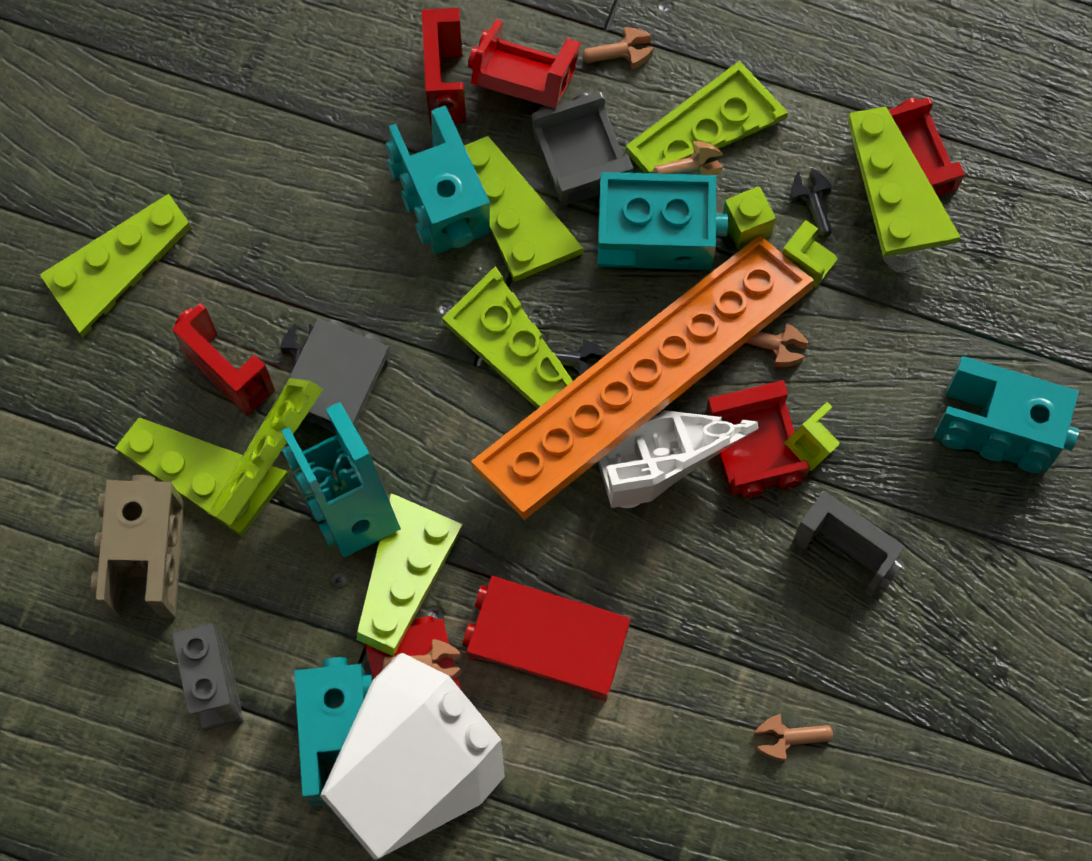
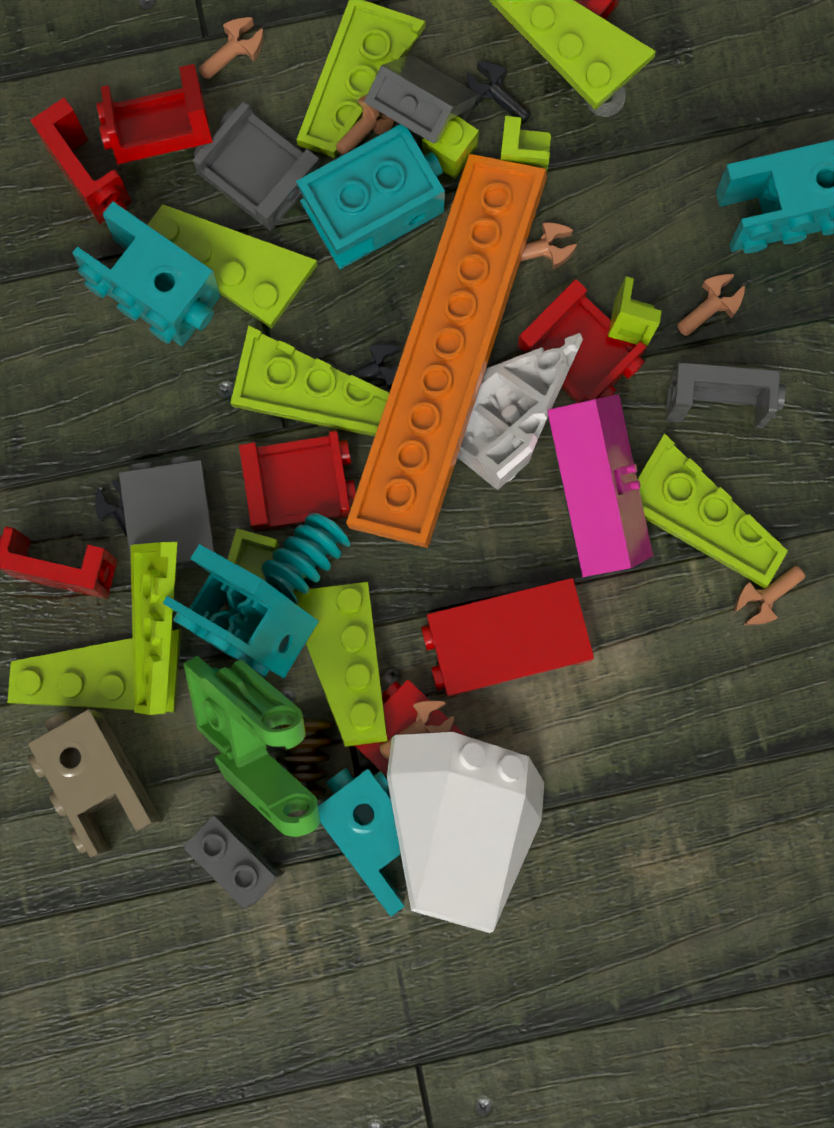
camera: 30 degrees left, 10 degrees up
(284, 562) = (237, 715): none -> bright green plate
(317, 632) = (304, 757): none -> dark brown piece
(385, 447) = (251, 551): none -> lime panel
(422, 469) = (303, 554): none -> teal piece
(454, 410) = (295, 480): none -> red panel
(699, 552) = (600, 485): none -> dark pink brick
(743, 164) = (419, 96): none -> dark grey panel
(769, 623) = (704, 516): none -> lime wing
(890, 469) = (712, 304): none -> nougat bar

